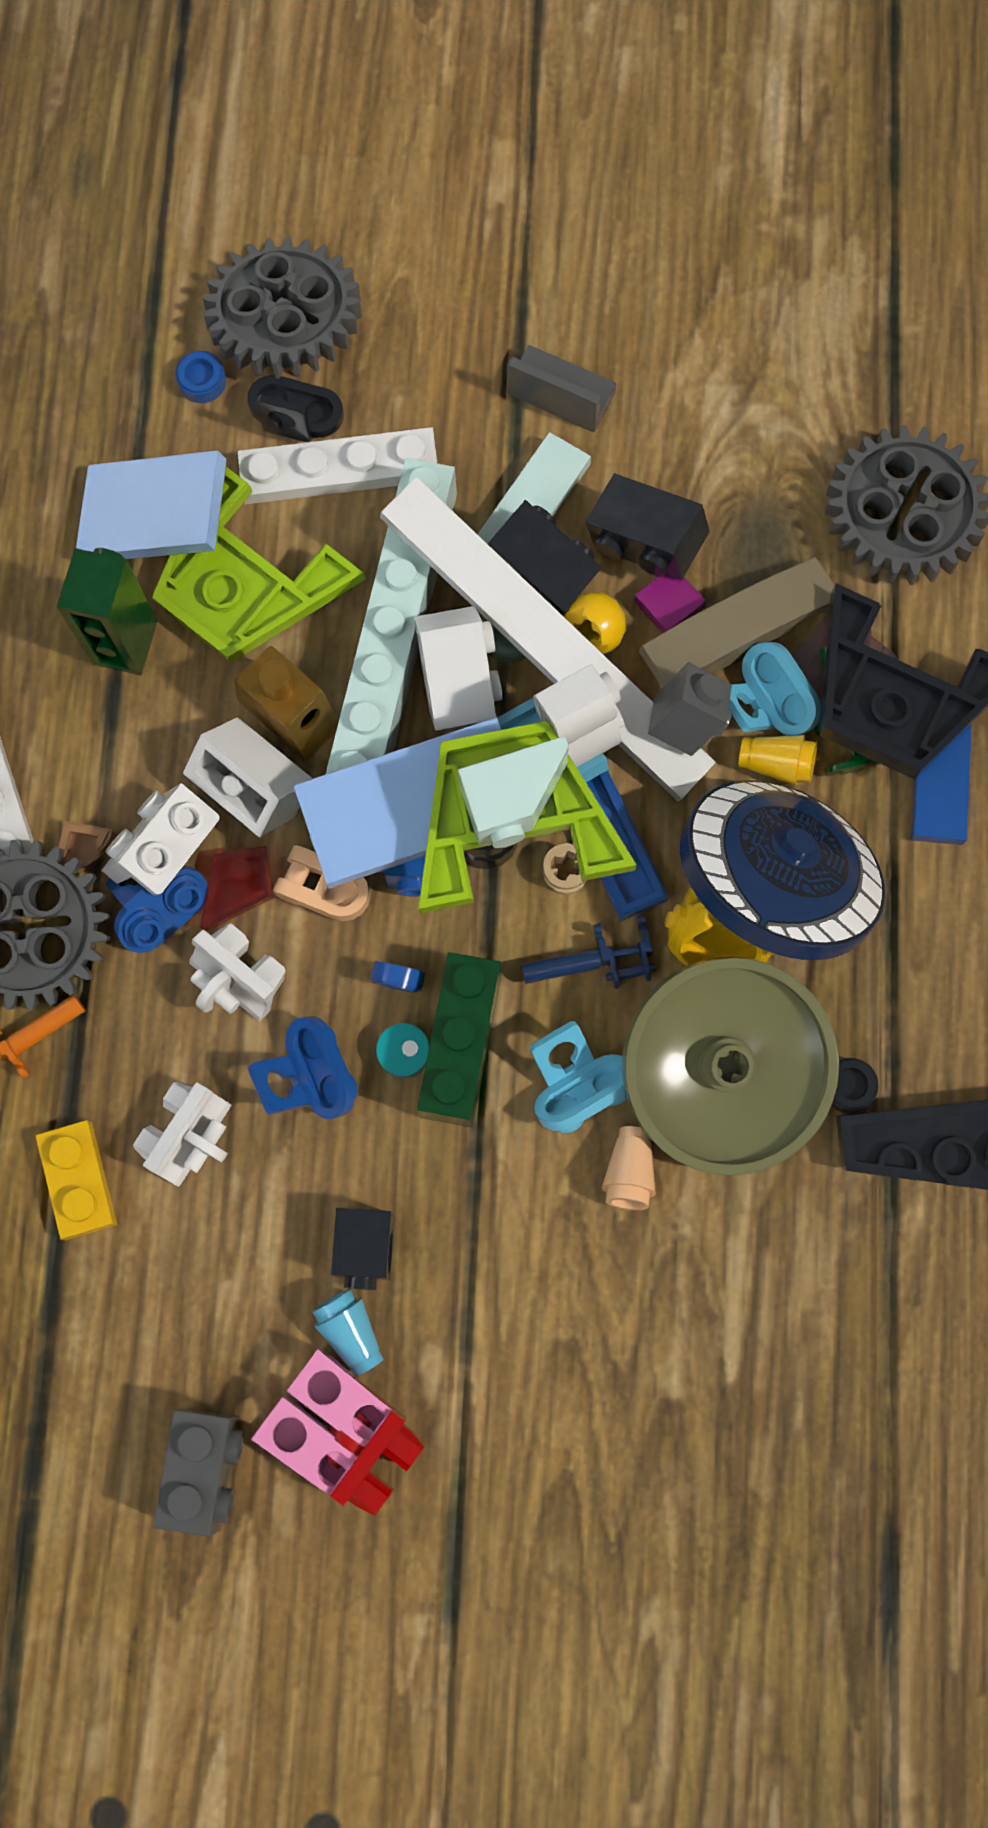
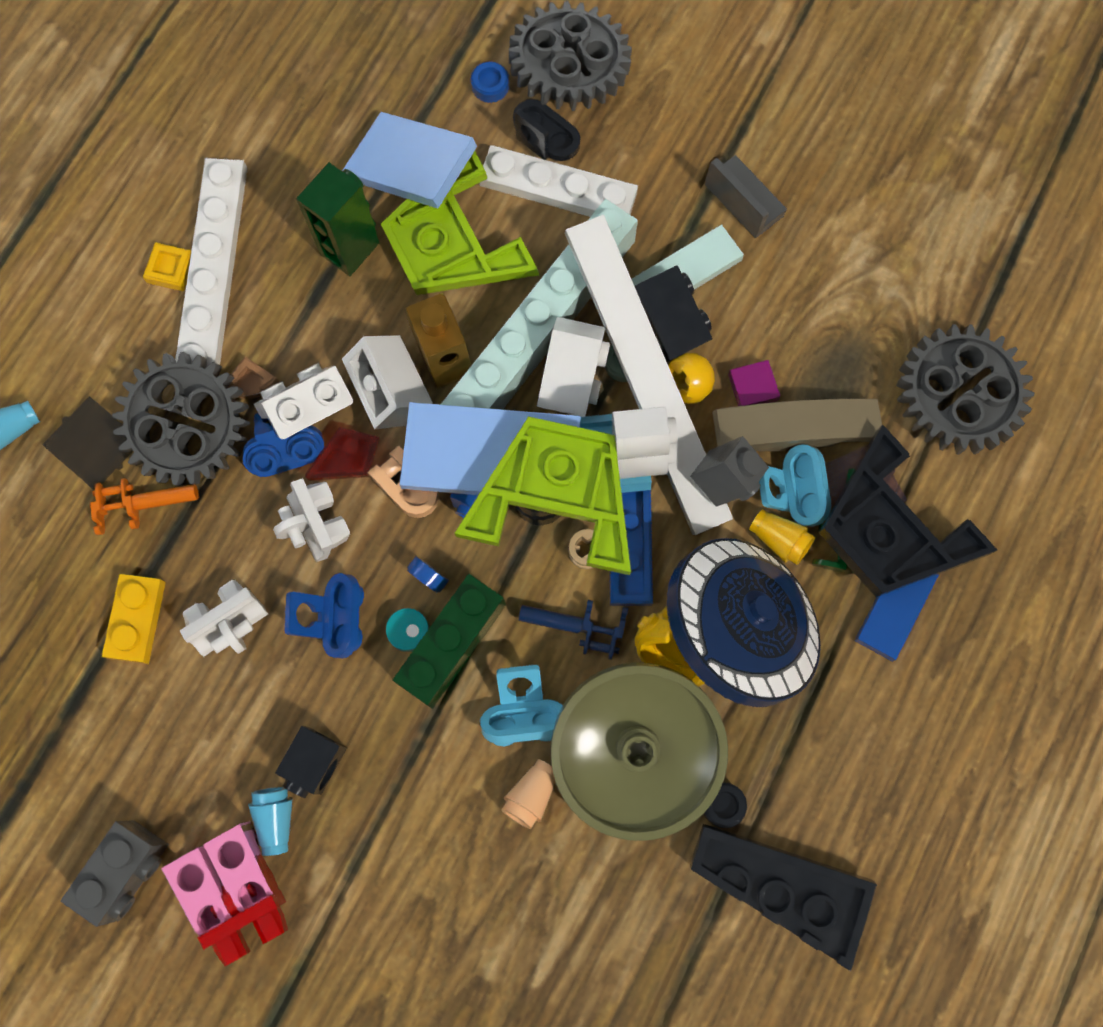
camera: 20 degrees right, 0 degrees up
(511, 791) = (561, 476): light aqua slope -> none
(647, 527) = (761, 324): black brick -> none

